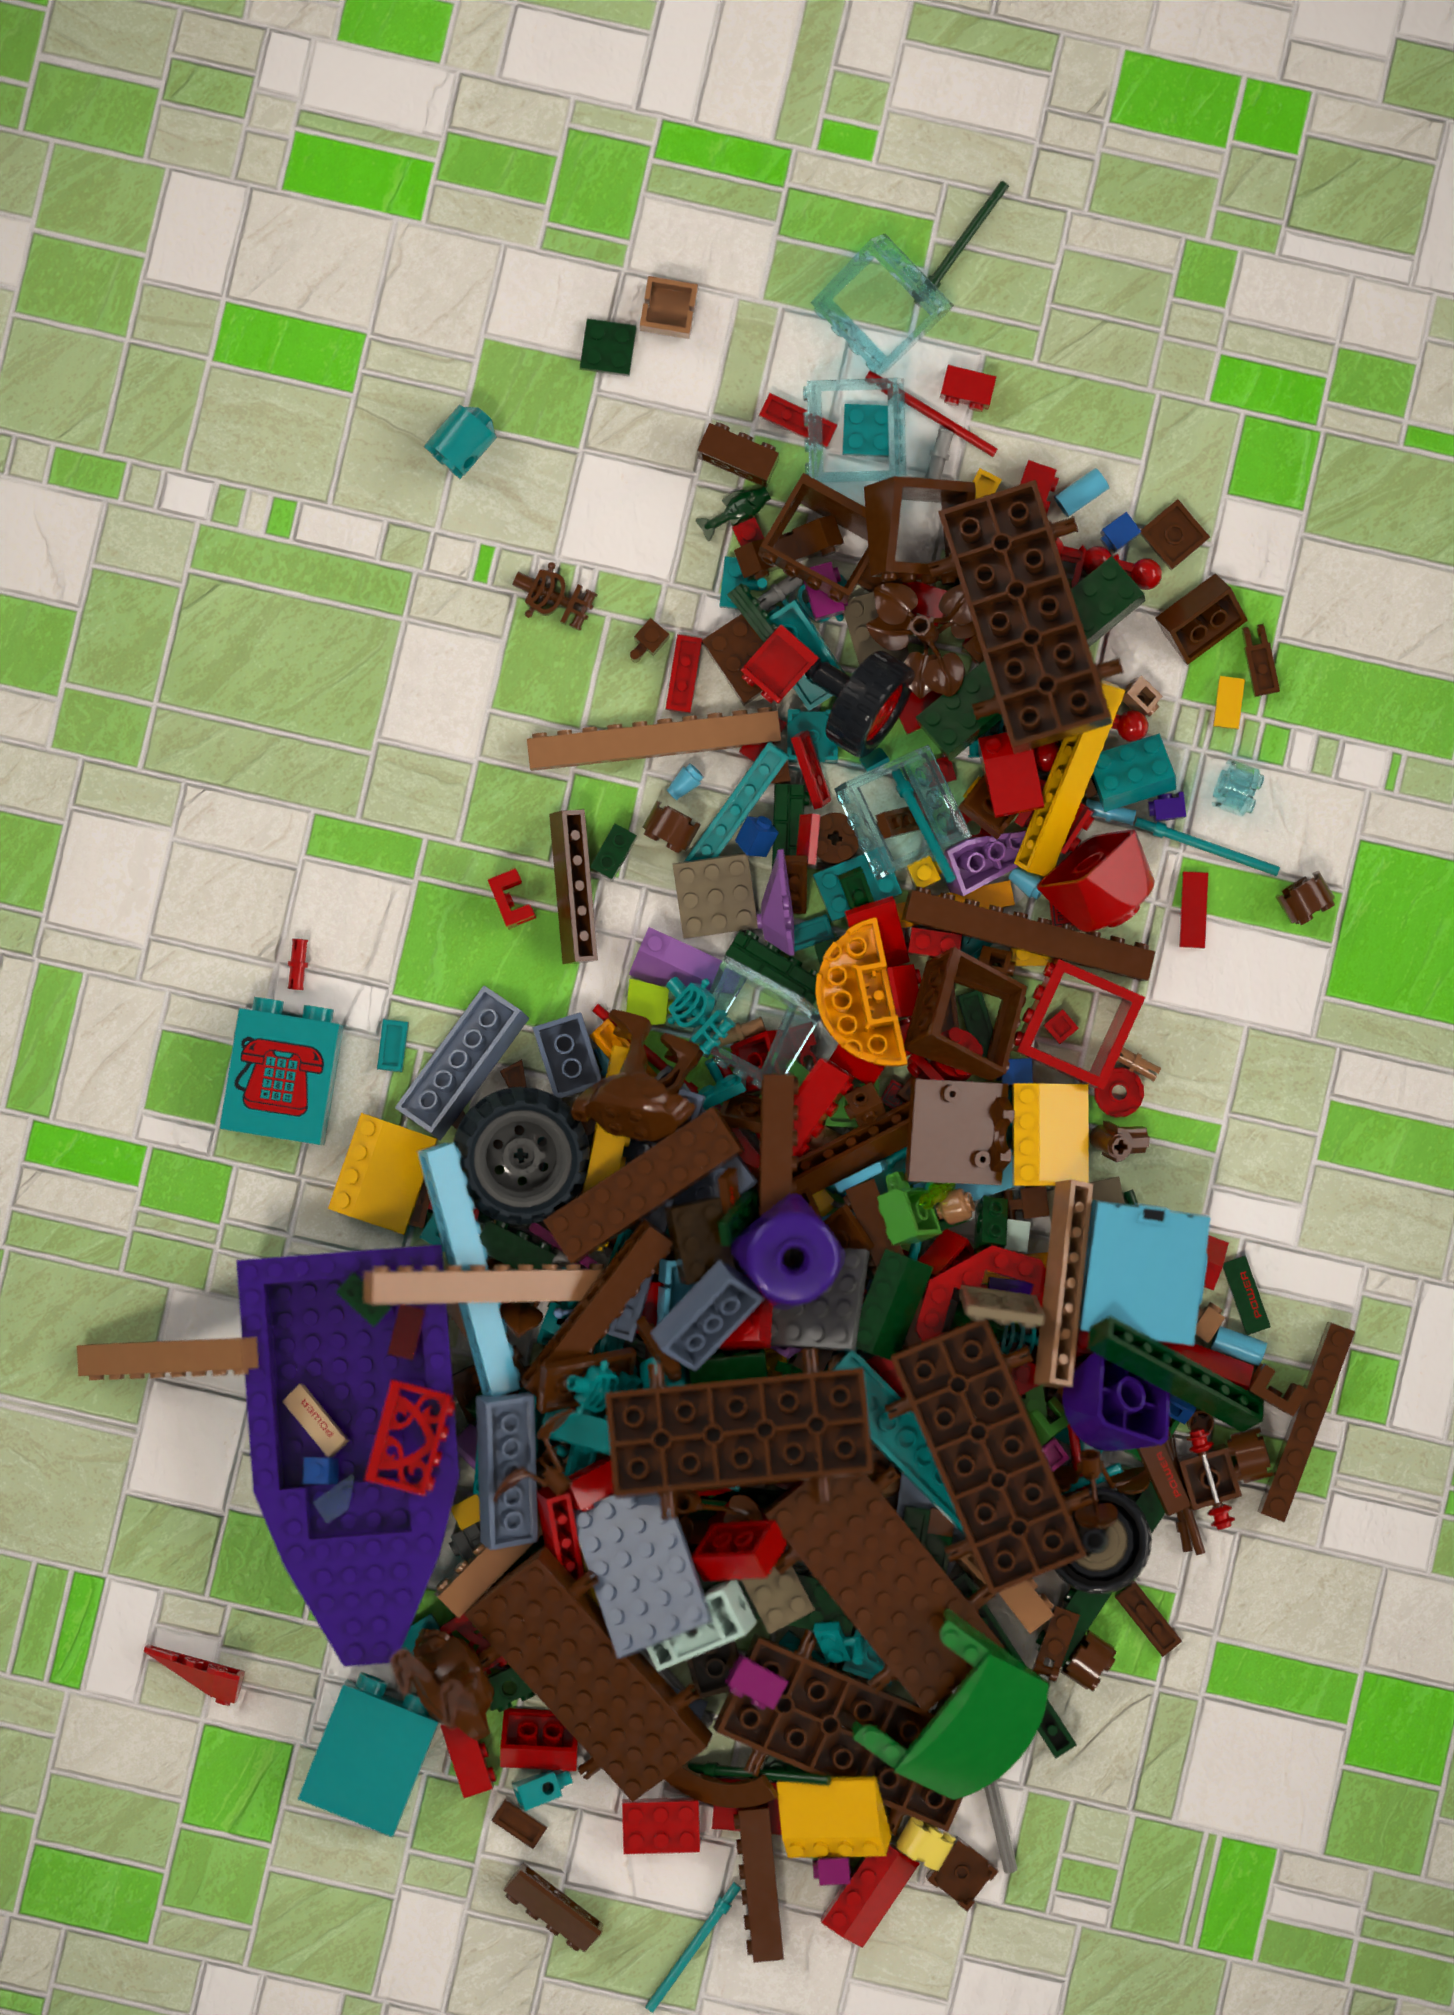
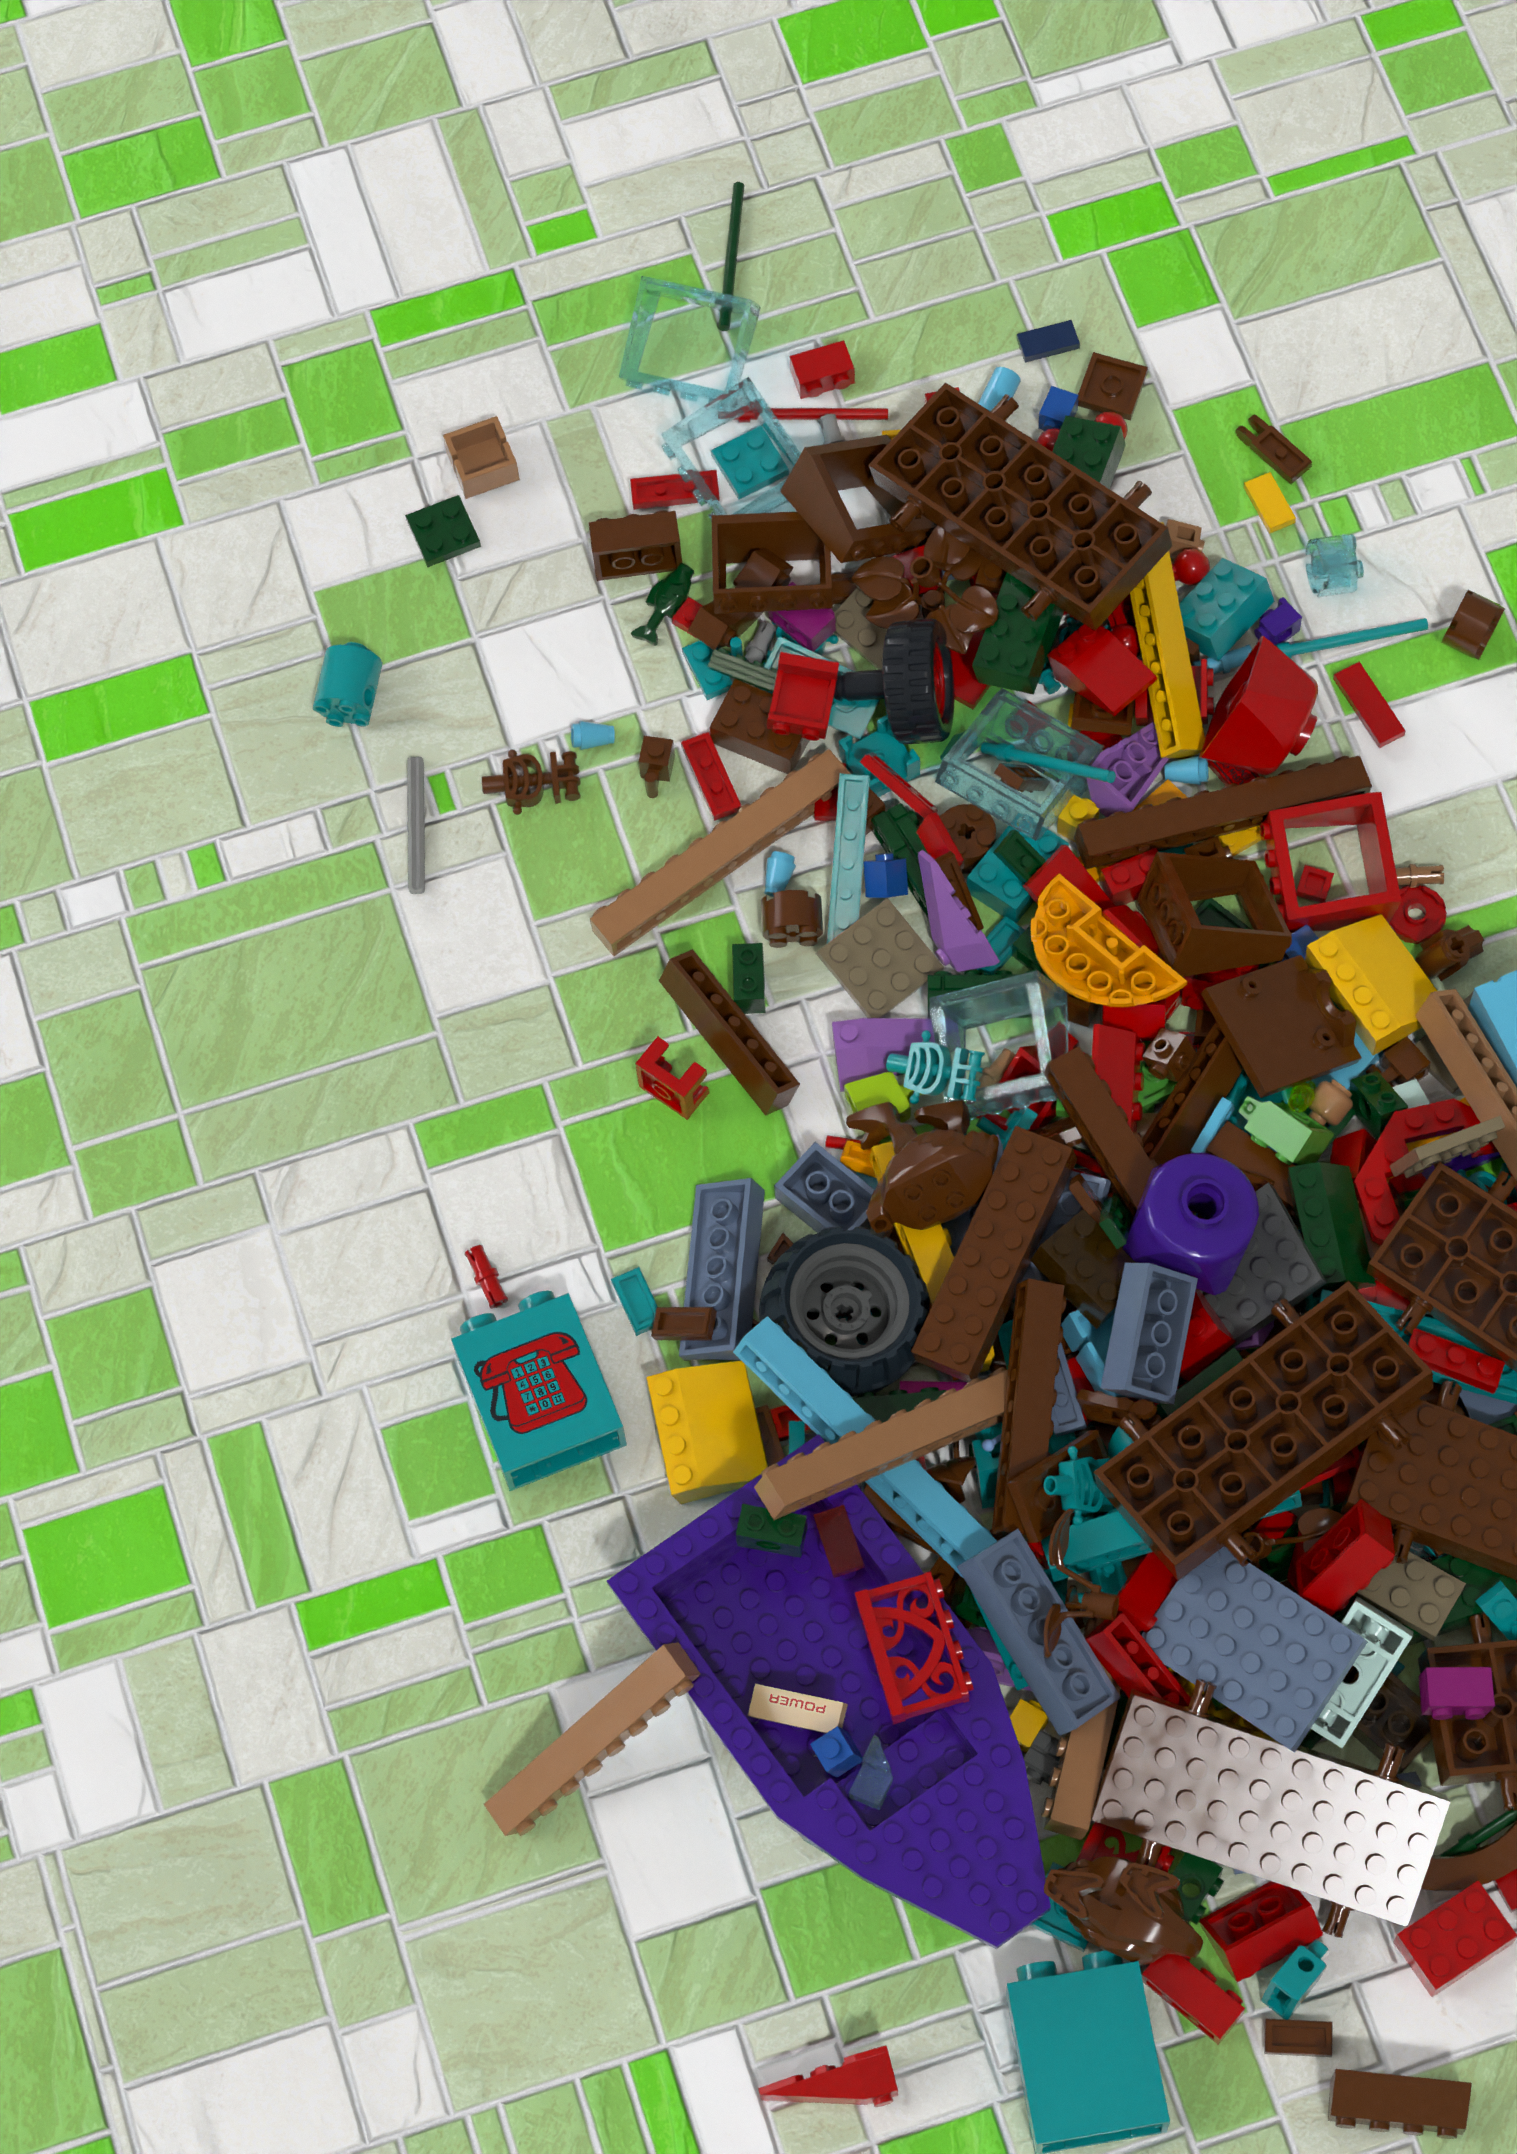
camera: 25 degrees left, 20 degrees down
(410, 1088) = (684, 1323): none -> reddish brown tile
(449, 580) = (416, 826): none -> light grey axle
(617, 587) = (590, 735): none -> medium azure cone
(908, 1454) = (1457, 1361): none -> red plate
(1152, 465) = (1048, 341): none -> dark blue tile
(1201, 618) = (1190, 441): reddish brown slope -> none

